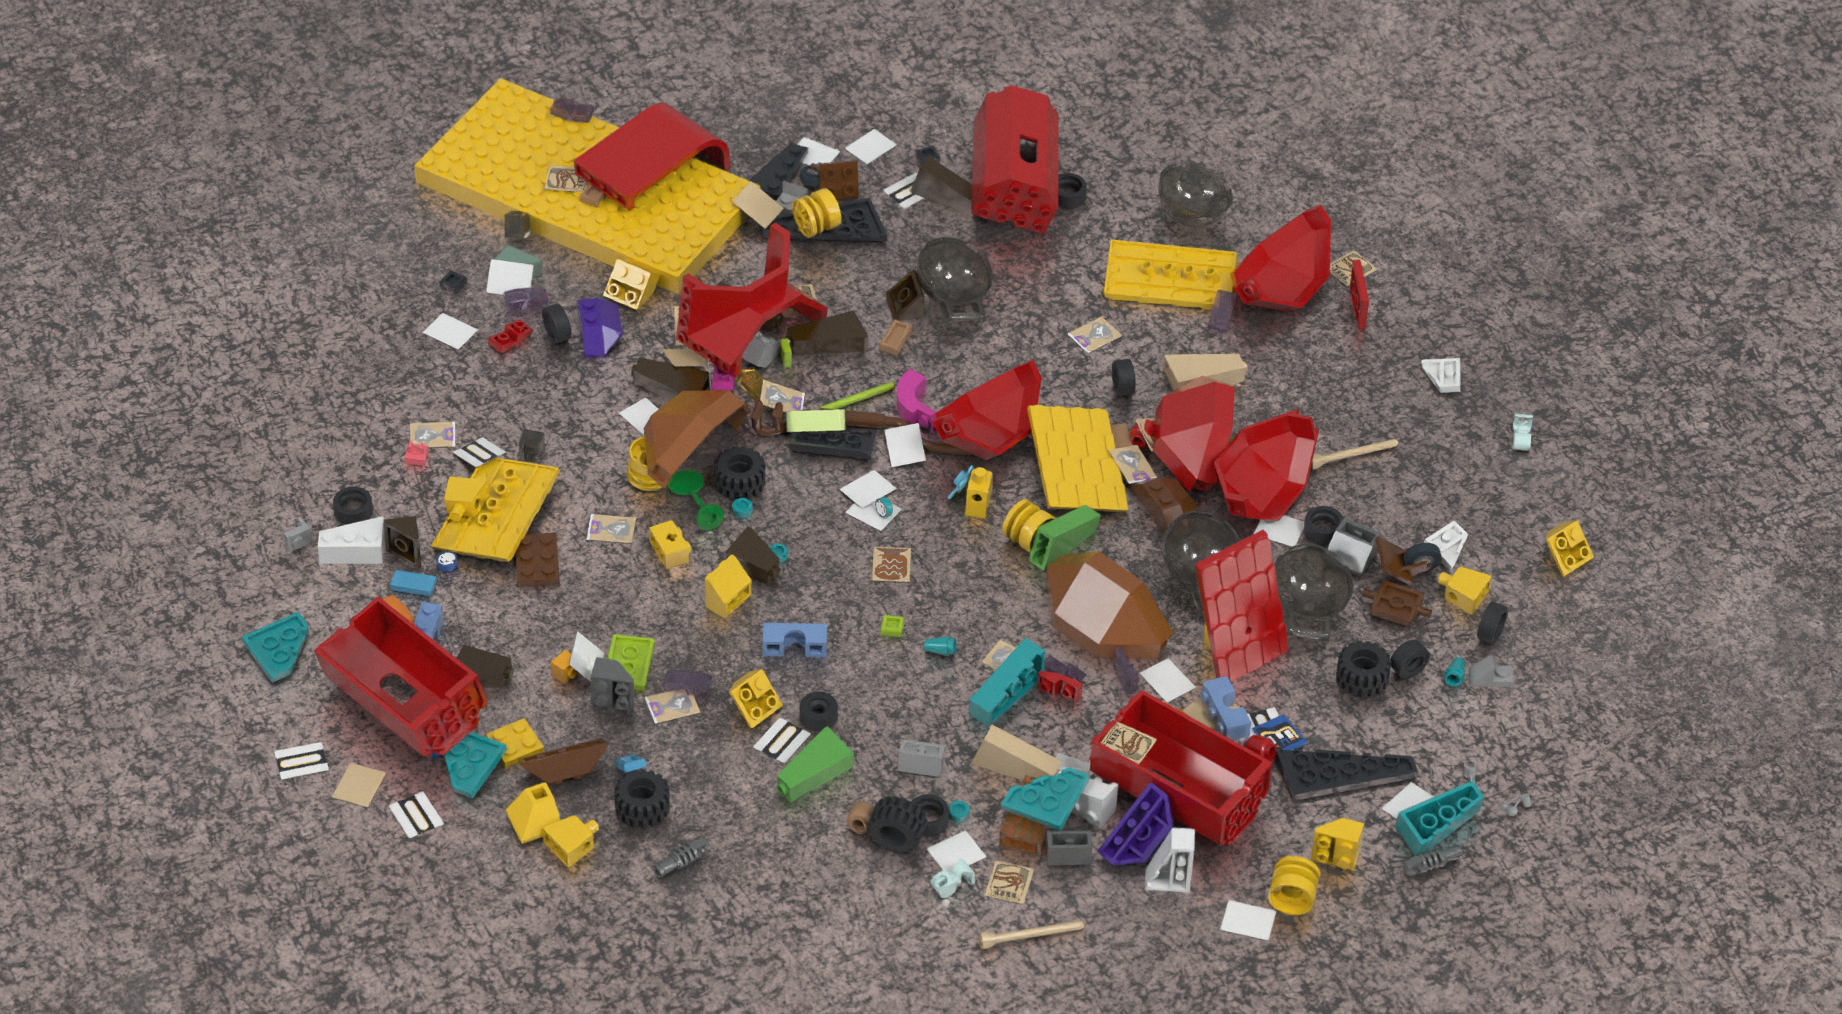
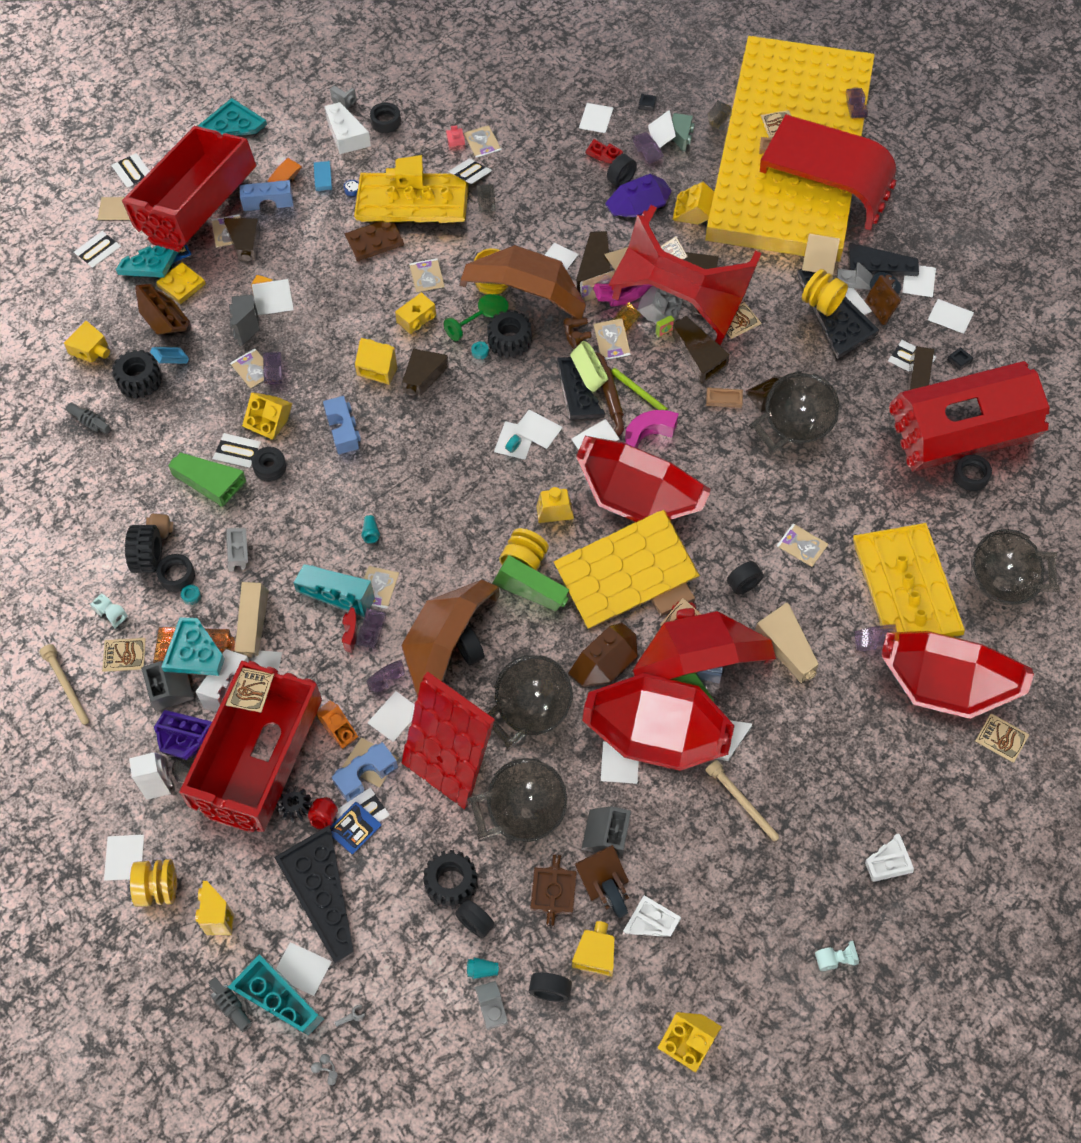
camera: 75 degrees right, 15 degrees up
(403, 539) = (352, 154): dark brown slope -> none
(532, 812) = (107, 315): yellow slope -> none
(634, 655) = (286, 327): lime tile -> none
(780, 550) = (438, 387): teal tile -> none
(891, 564) = (458, 470): sticker -> none
(892, 626) = (385, 489): lime tile -> none
(955, 848) = (147, 606): white sticker -> none
(961, 481) = (572, 489): medium azure plate -> none
(1132, 464) = (644, 616): sticker -> none
(1321, 513) = (638, 784): black tyre -> none
(1359, 294) = (953, 750): red tile -> none

